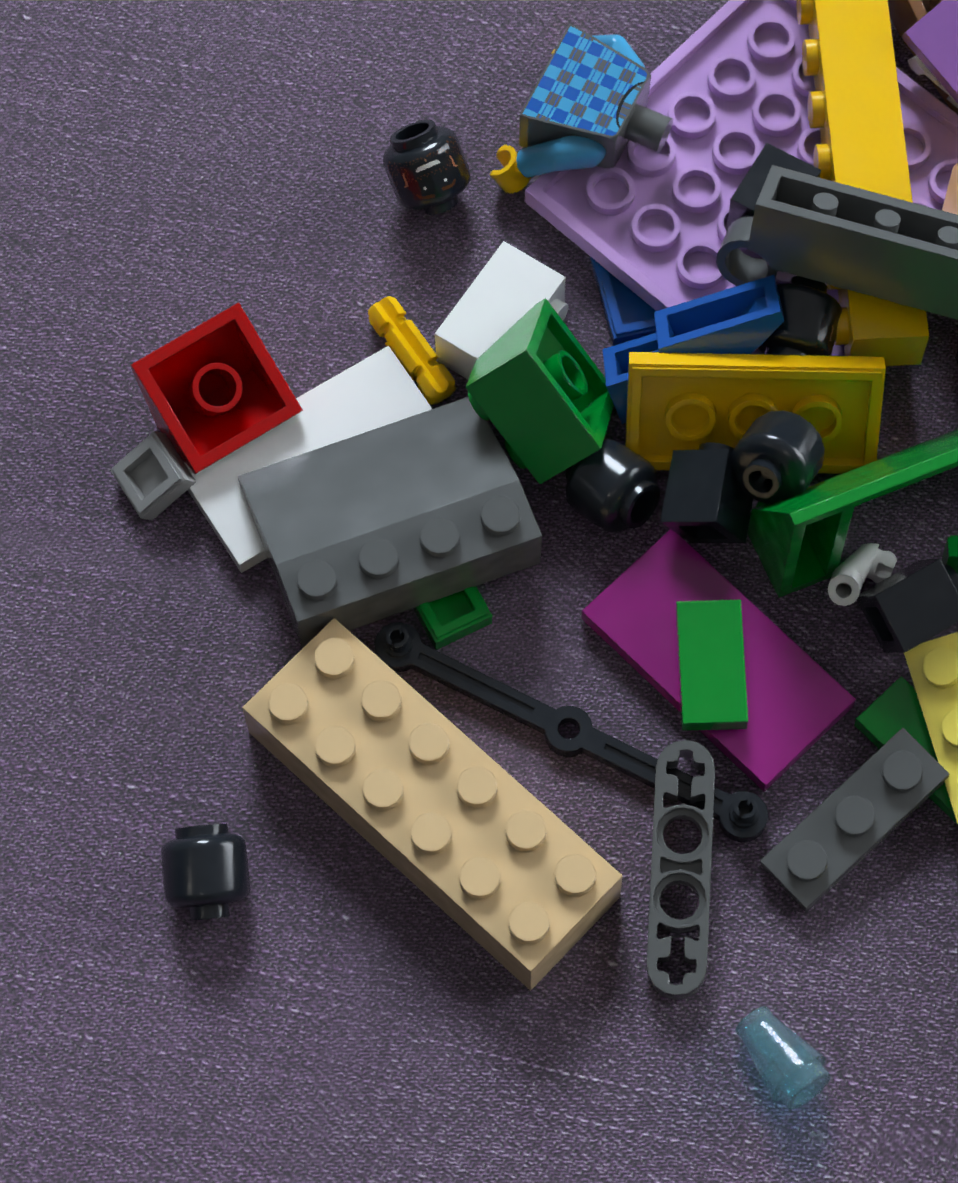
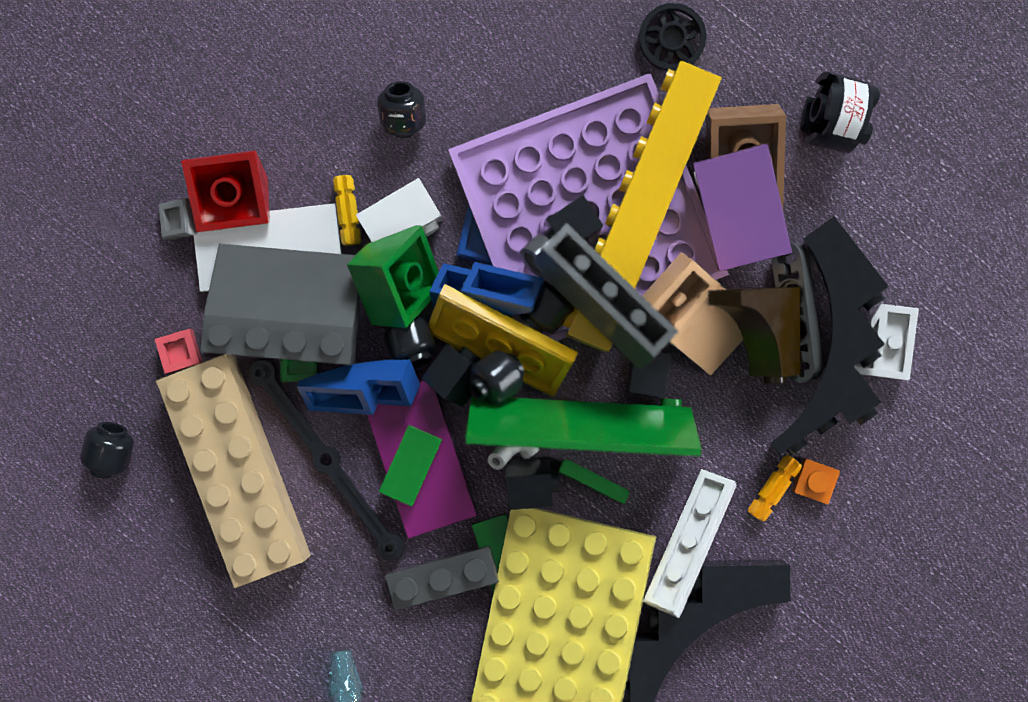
camera: 20 degrees right, 20 degrees up
(244, 665) = (178, 351): none -> coral plate
(568, 584) = (361, 387): none -> blue slope
(583, 111) = (501, 118): torso -> none
(686, 869) = (344, 562): dark grey beam -> none

